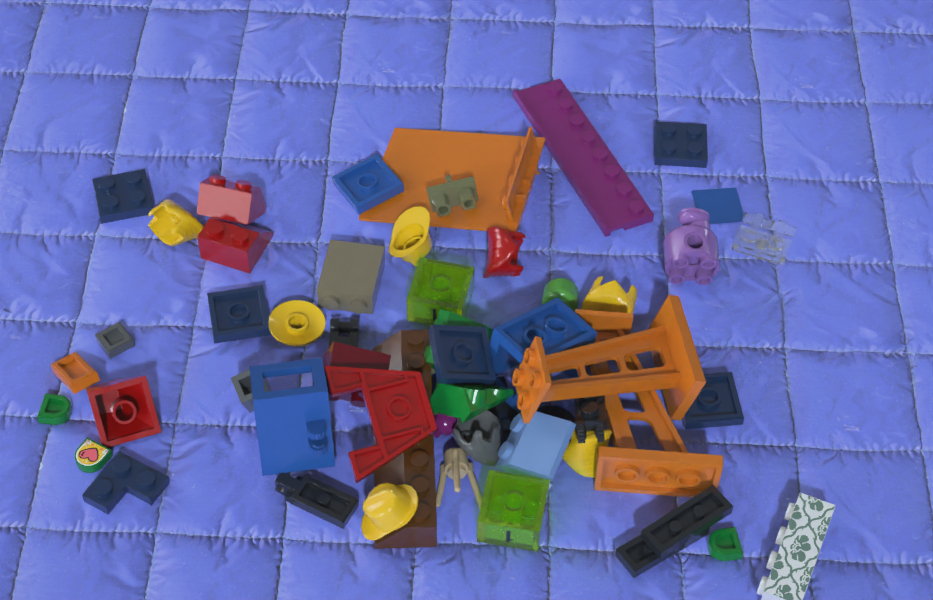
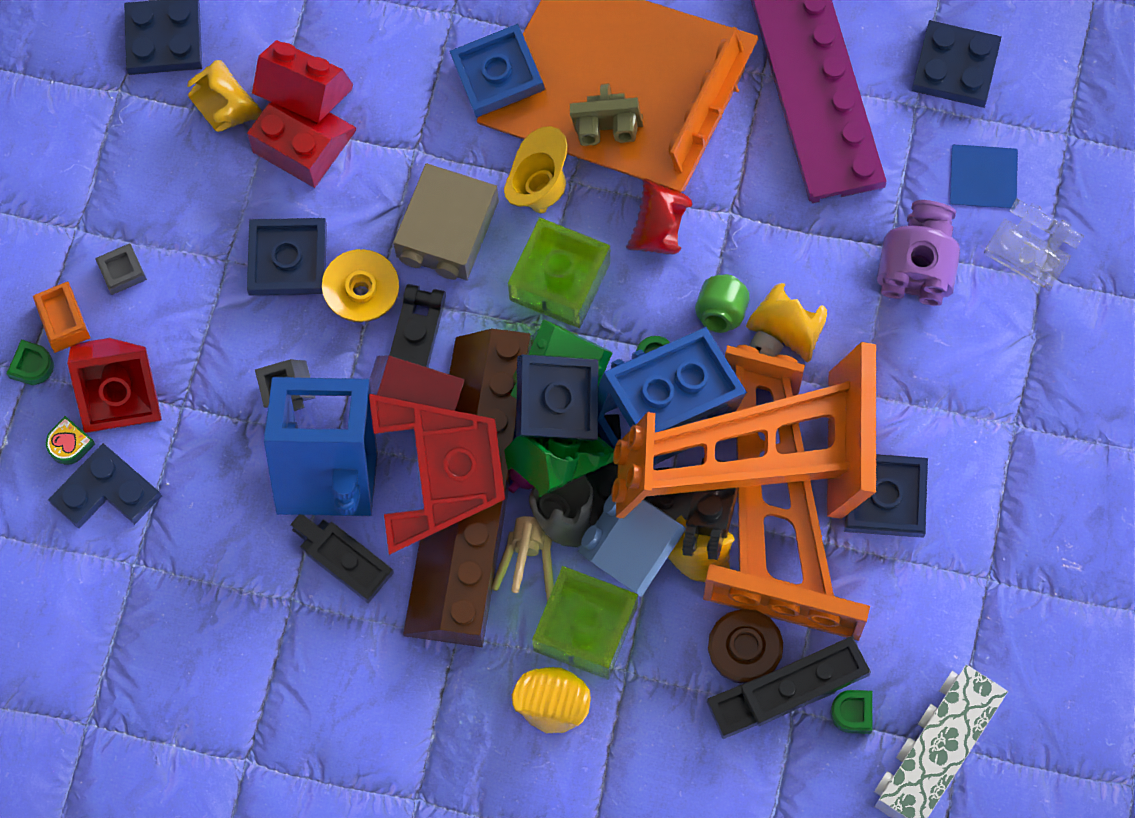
camera: 15 degrees right, 20 degrees up
(388, 509) = (425, 597): yellow piece -> none
(500, 568) = (551, 699): none -> yellow hair
(632, 511) = (745, 645): none -> reddish brown wheel

